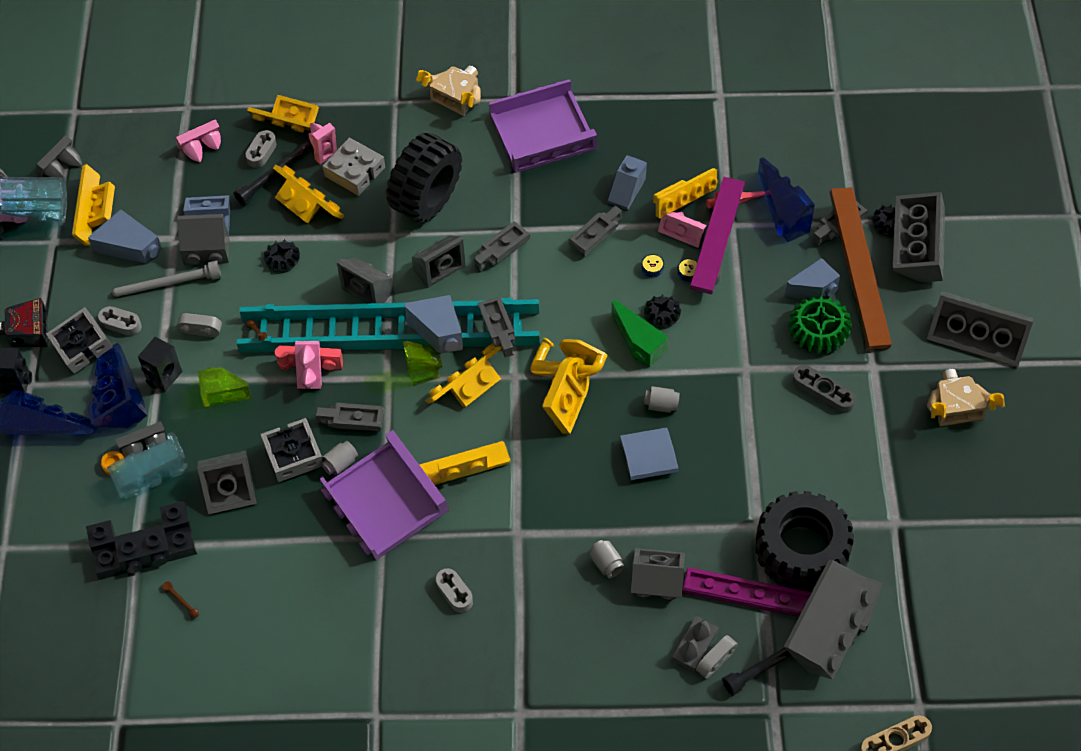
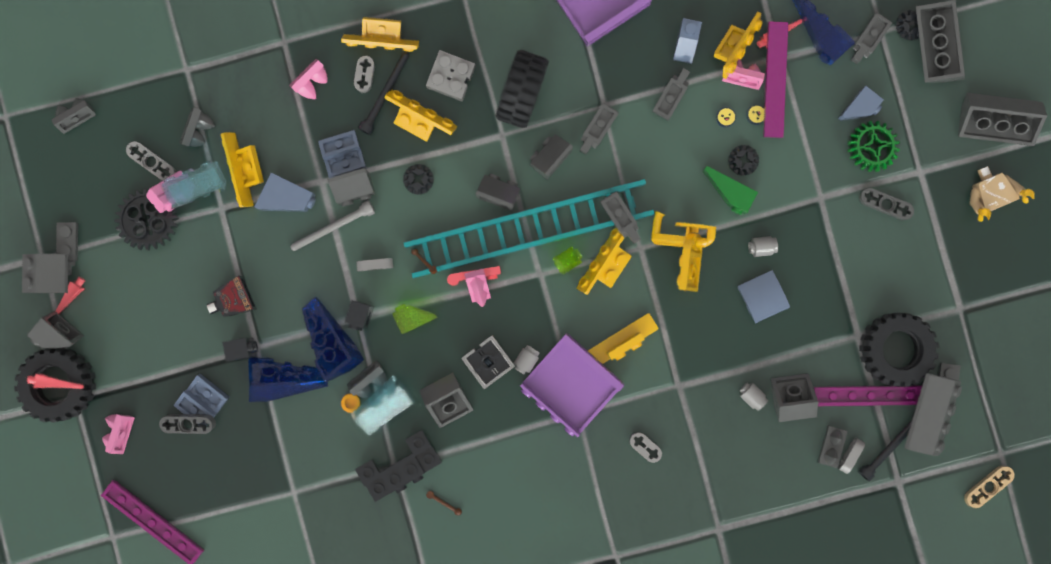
camera: 15 degrees left, 30 degrees up
(79, 340) = (284, 304): piece -> none
(120, 320) = (308, 269): light grey beam -> none
(323, 141) = (417, 60): bright pink tile -> none
(352, 416) = (525, 319): dark grey hinge -> none
(436, 323) = (571, 226): sand blue slope -> none
(860, 269) = (896, 83): dark orange tile -> none

